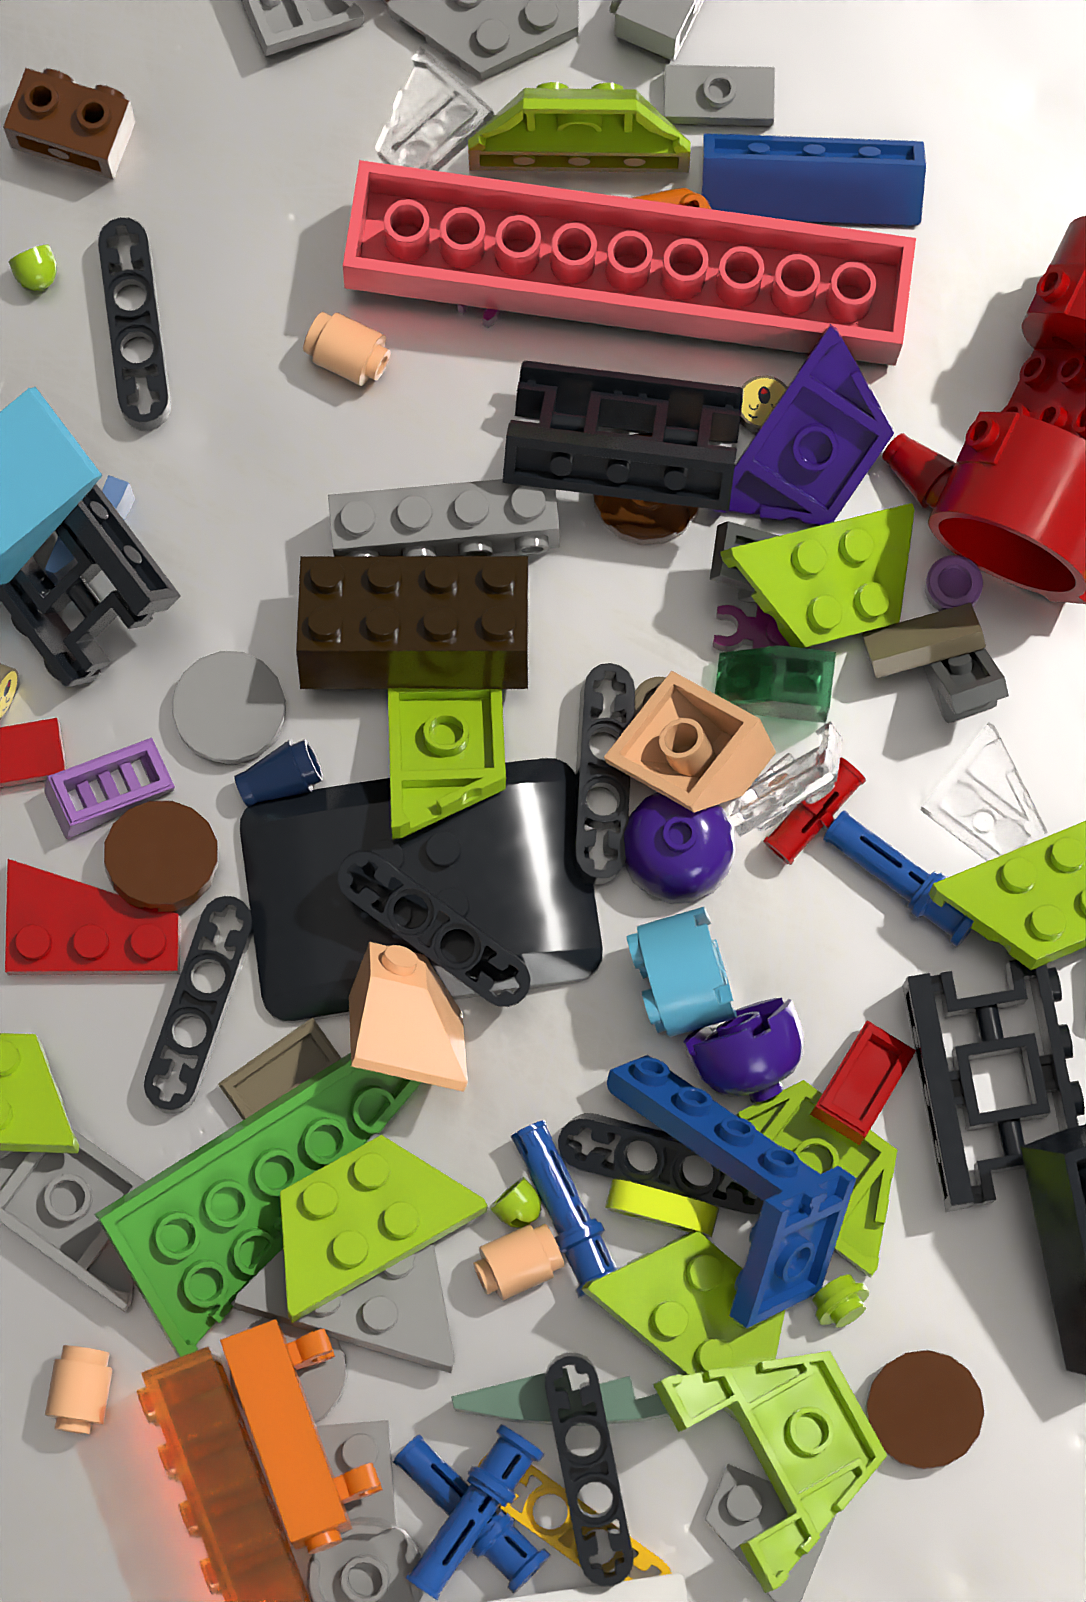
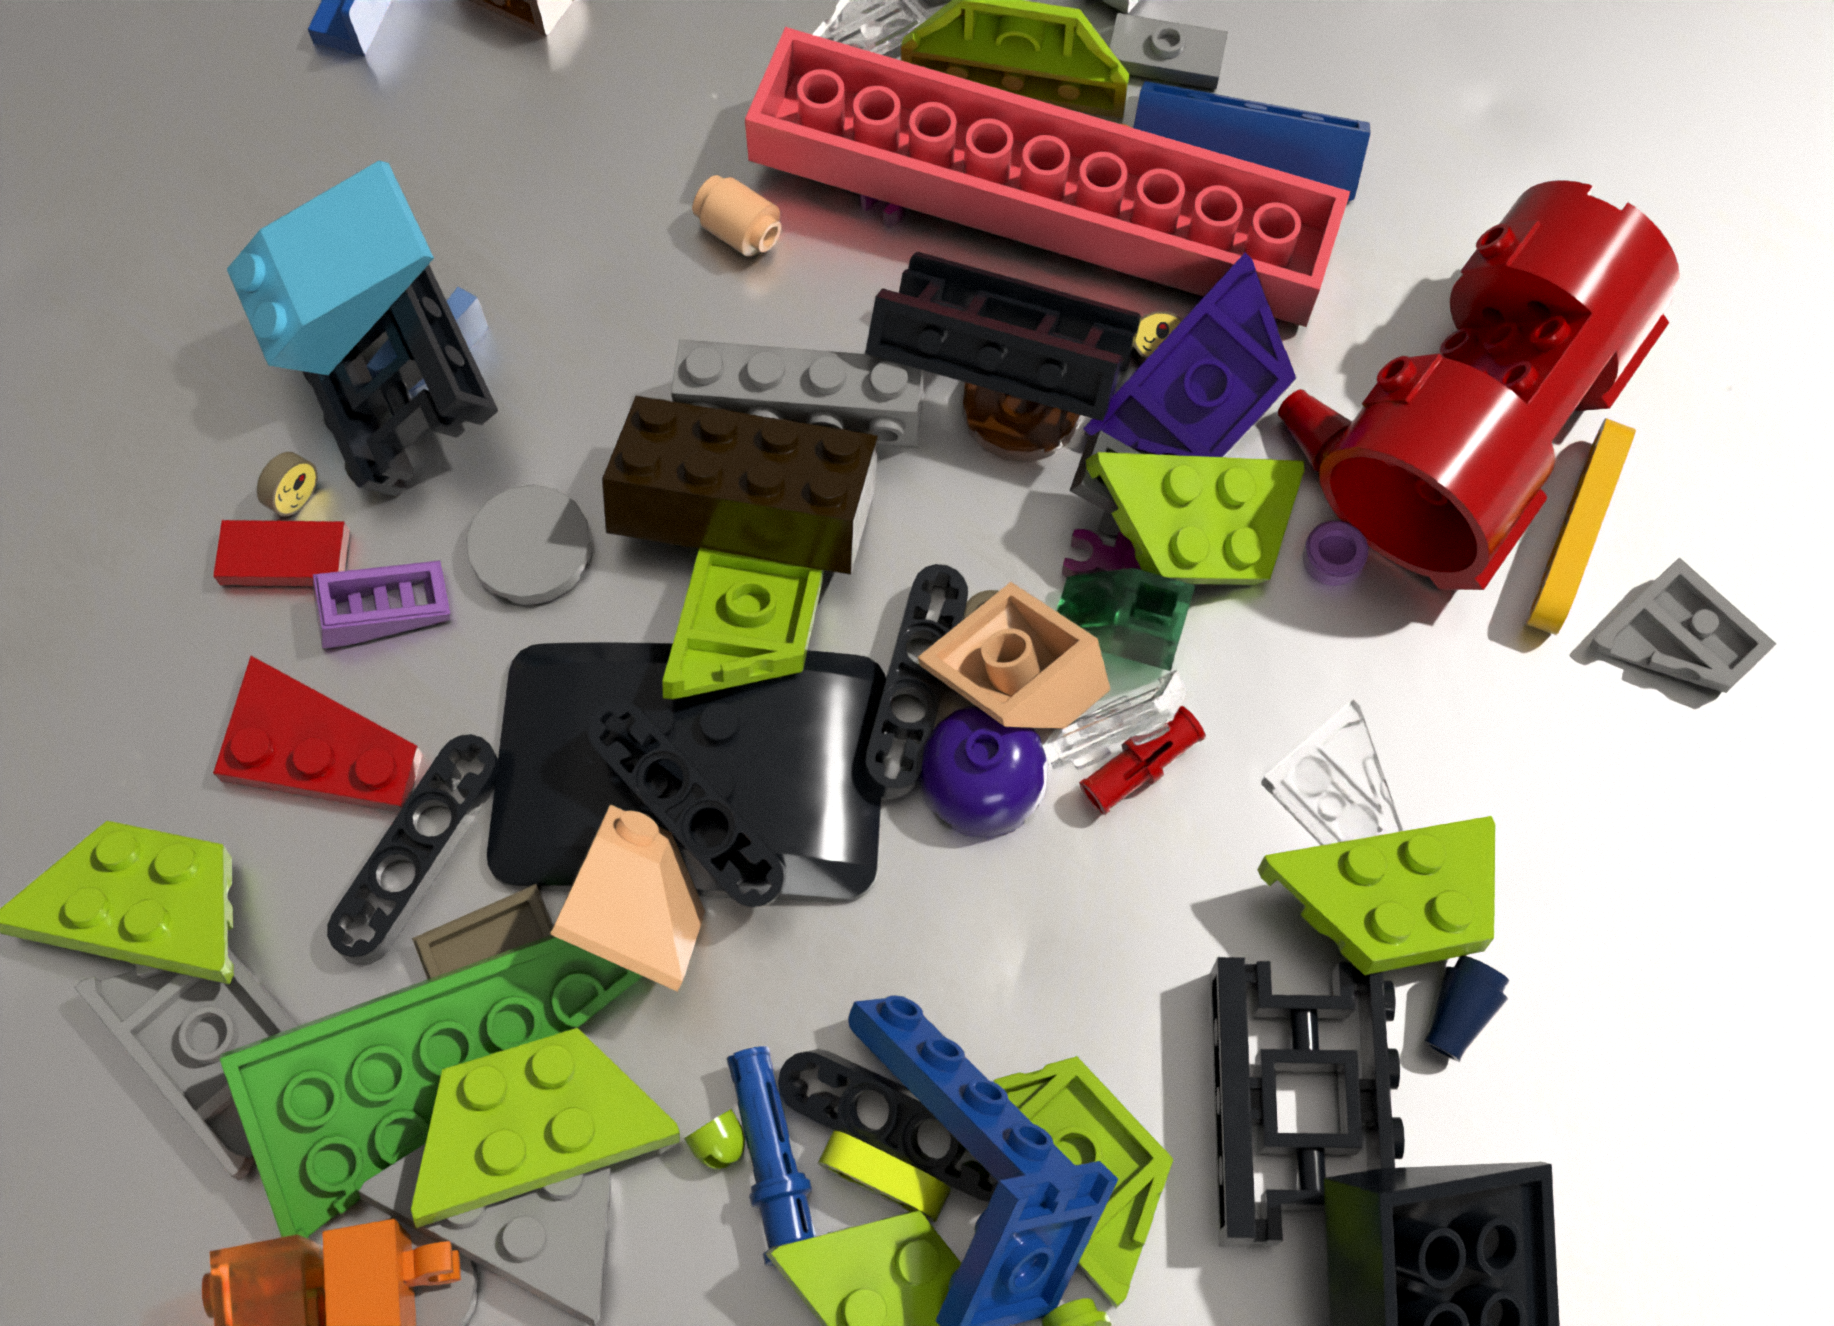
camera: 10 degrees right, 10 degrees down
(34, 268) = (443, 94): lime hinge -> none
(79, 1389) = (156, 1261): light nougat brick -> none
(134, 323) = (523, 162): black beam -> none
(161, 856) = (414, 681): reddish brown tile -> none
(280, 774) = (566, 619): dark blue cone -> none
(518, 1261) = (703, 1207): light nougat brick -> none
(684, 973) = (960, 907): medium azure brick -> none
(749, 1051) = (1020, 1011): dark purple cylinder -> none
(863, 1082) = (1145, 1073): red tile -> none
(898, 873) = (1227, 846): blue pin -> none
(924, 640) = (1294, 600): dark tan tile -> none
(966, 684) = (1331, 645): dark grey slope -> none

